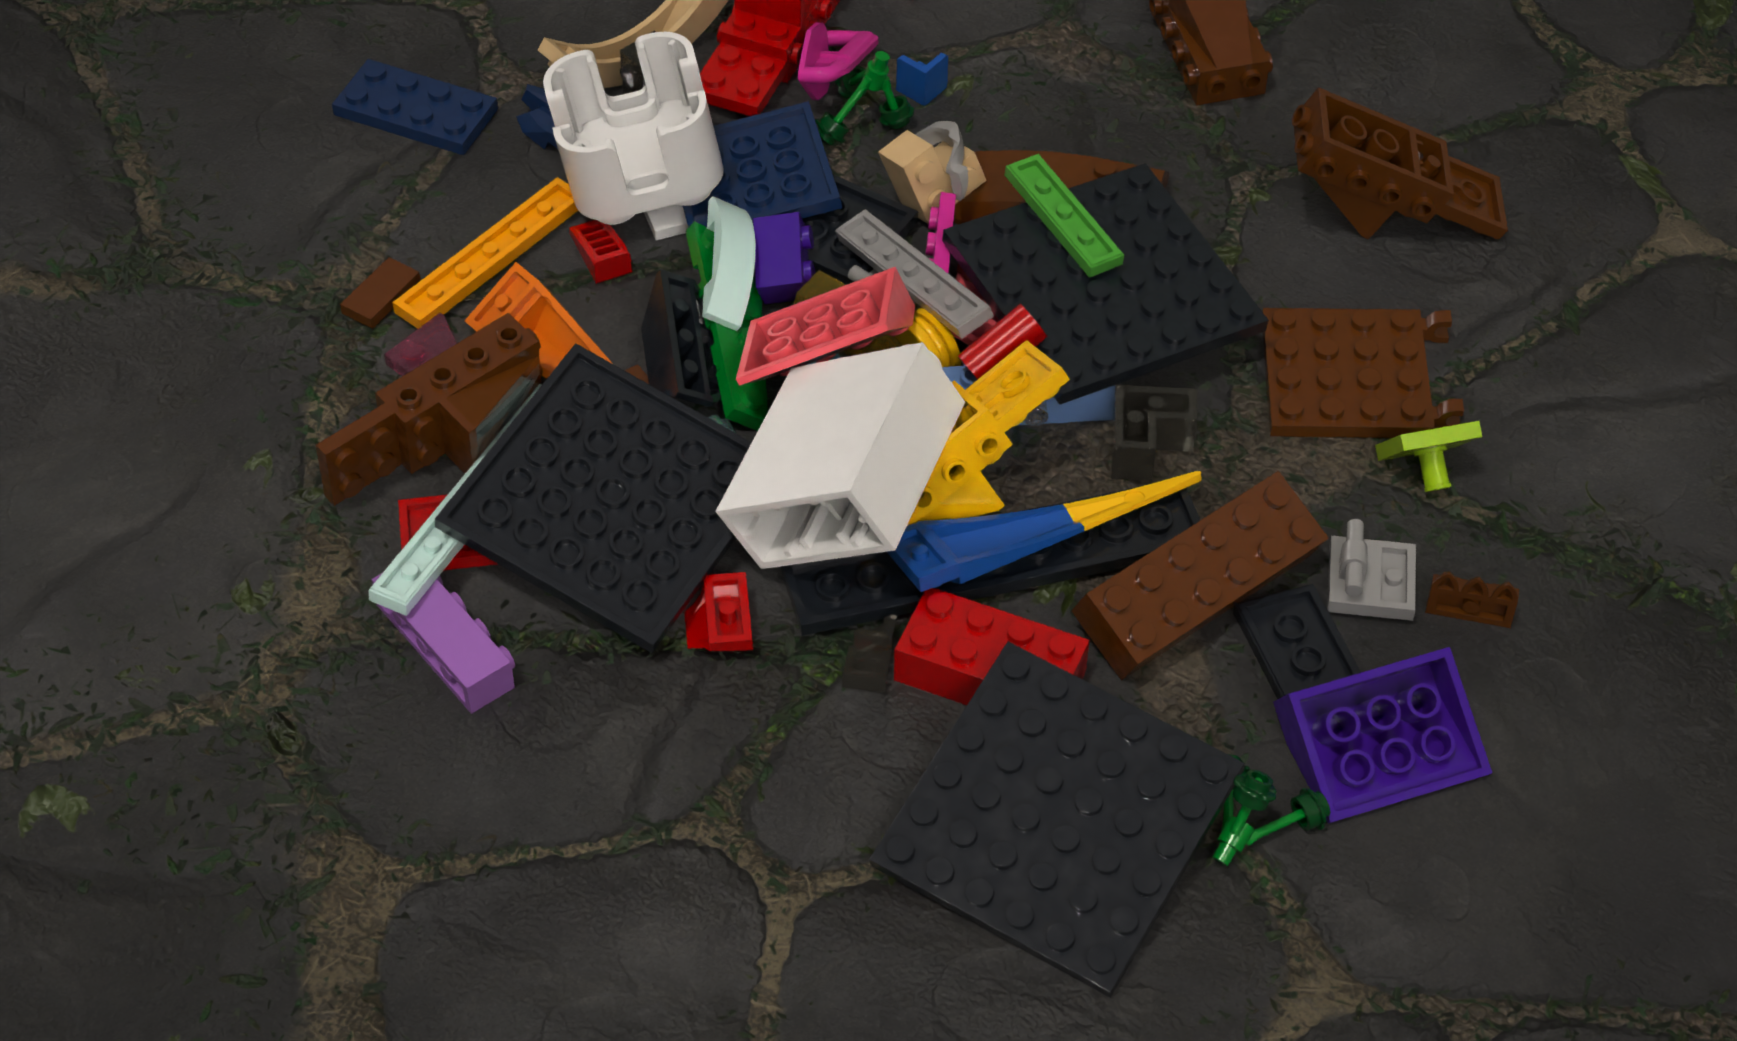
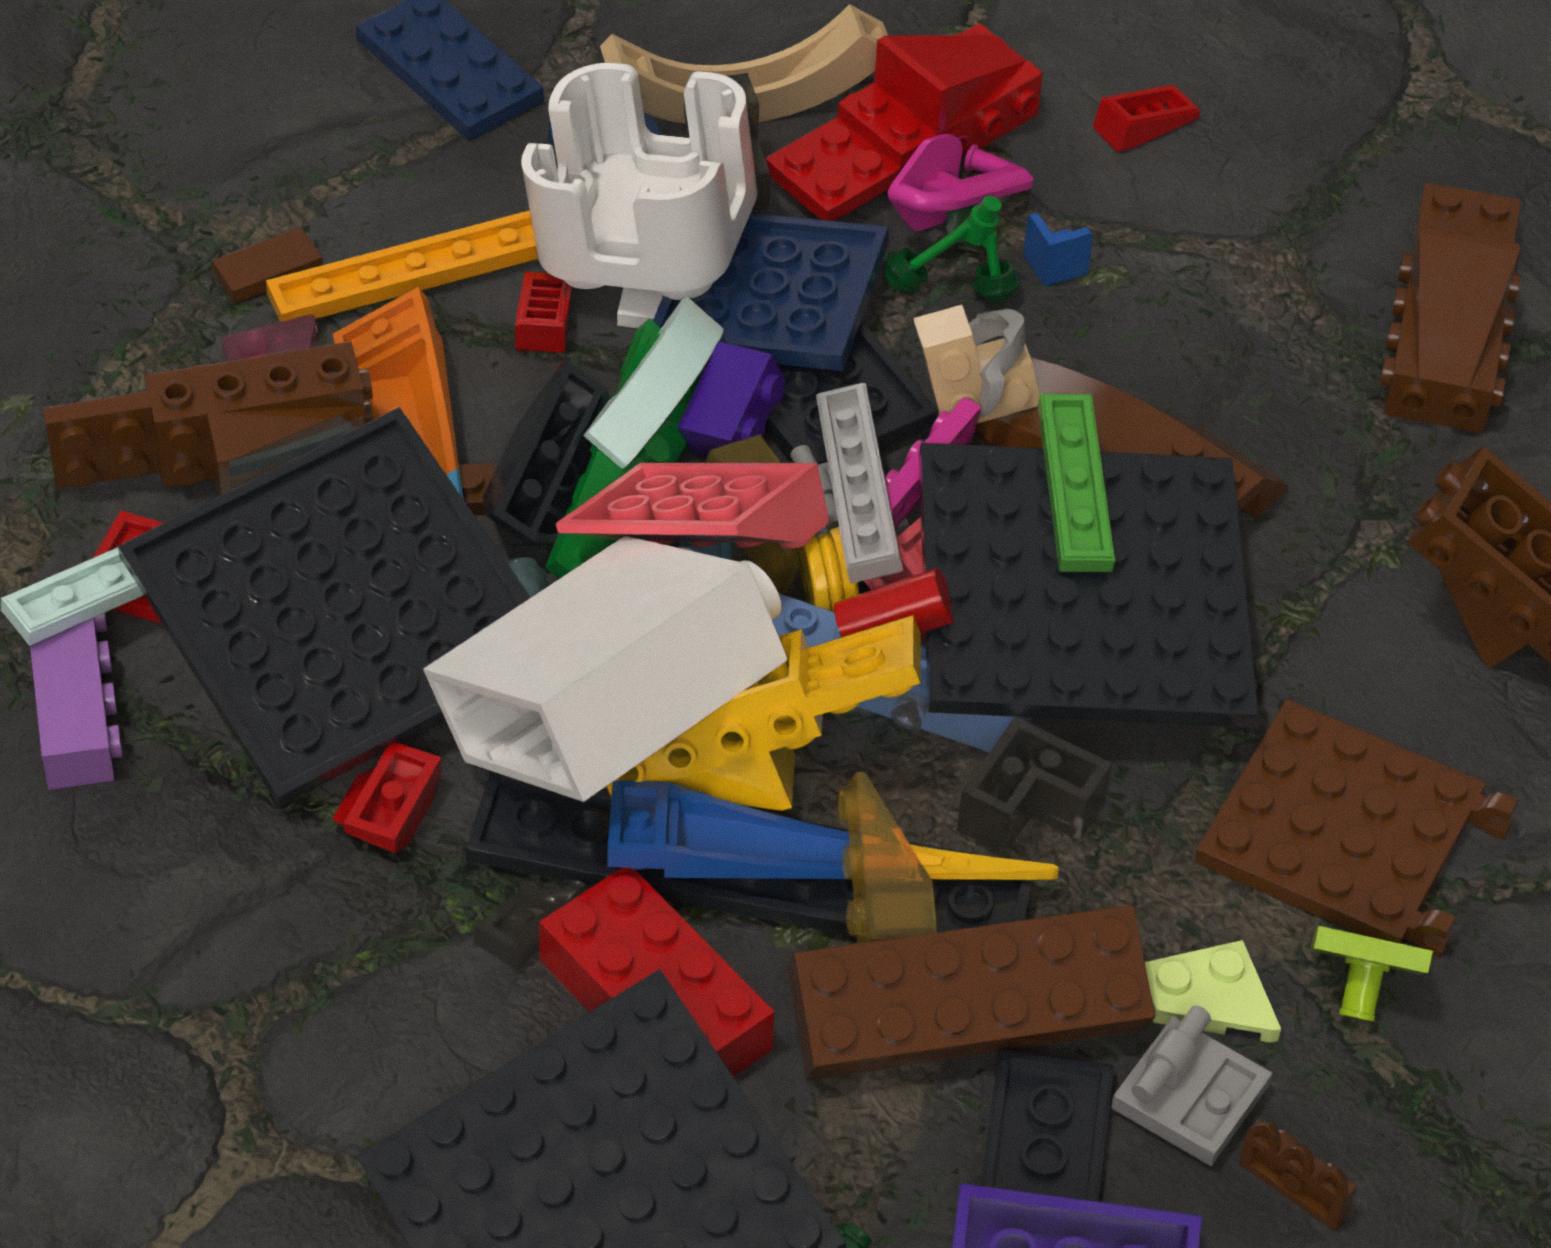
camera: 25 degrees right, 0 degrees up
(1106, 520) = (888, 879): none -> clear yellow slope
(1342, 500) = (1220, 982): none -> yellowish green wing

